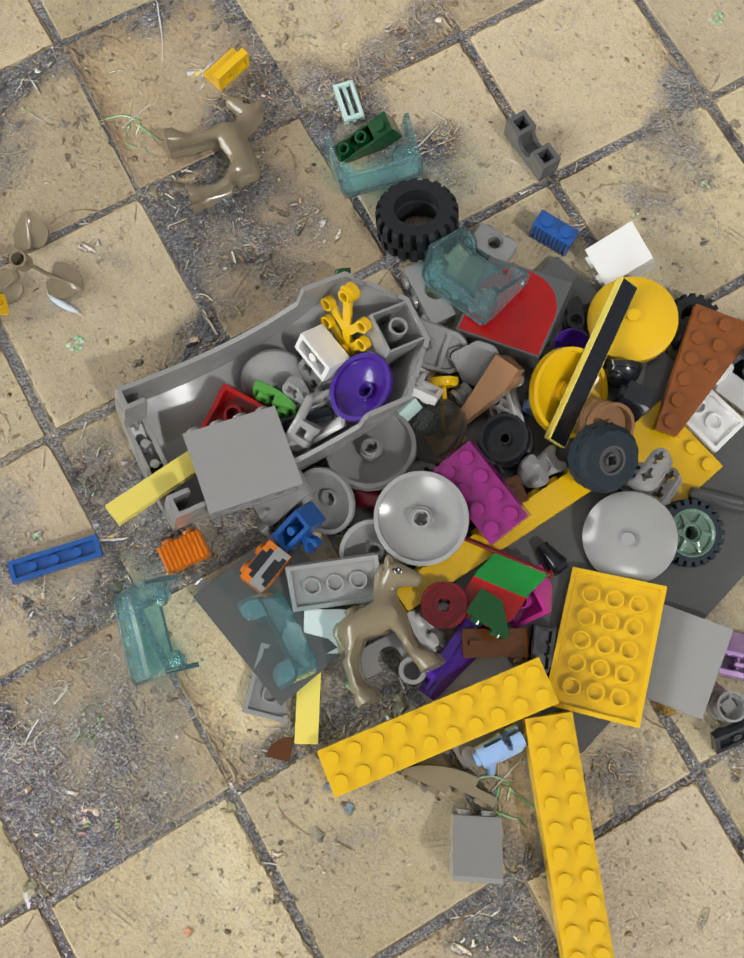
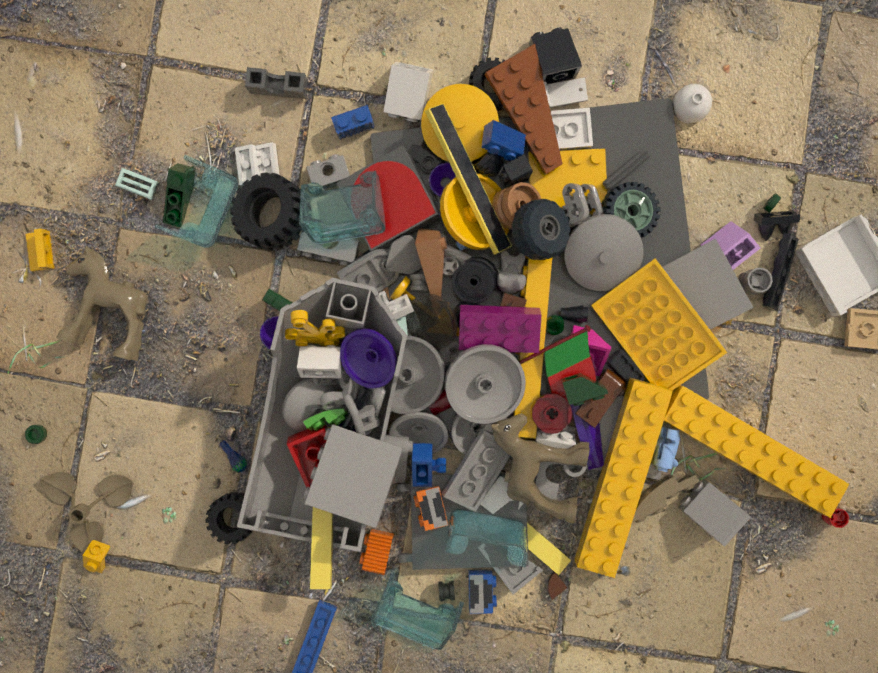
camera: 50 degrees left, 10 degrees up
(63, 180) = (35, 434): none -> dark green tile
(99, 390) = (217, 523): none -> black tyre
(173, 356) = (237, 462): none -> clear blue piece
(196, 645) = (446, 590): none -> pearl dark grey wheel
(221, 679) = (481, 591): none -> brick
(451, 175) = (256, 160): none -> white slope
(526, 547) = (554, 325): none -> dark green tile
(651, 363) = (503, 140): none -> blue brick

